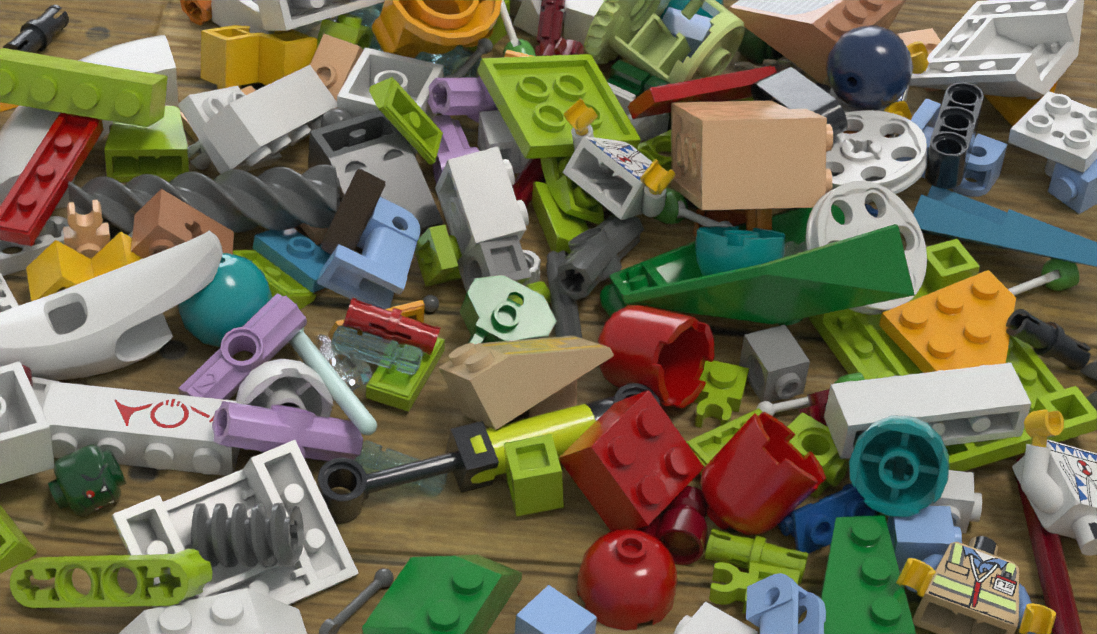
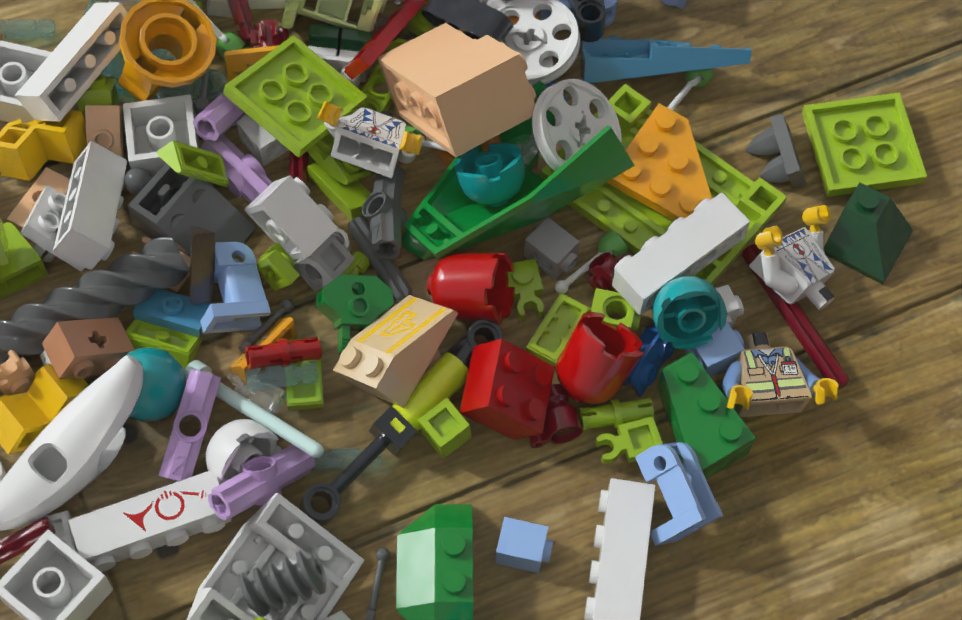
camera: 25 degrees left, 20 degrees up
(87, 480) = (139, 584): dark green head -> none
(627, 579) = (544, 477): red cylinder -> none
(1048, 339) = (722, 143): black pin -> none

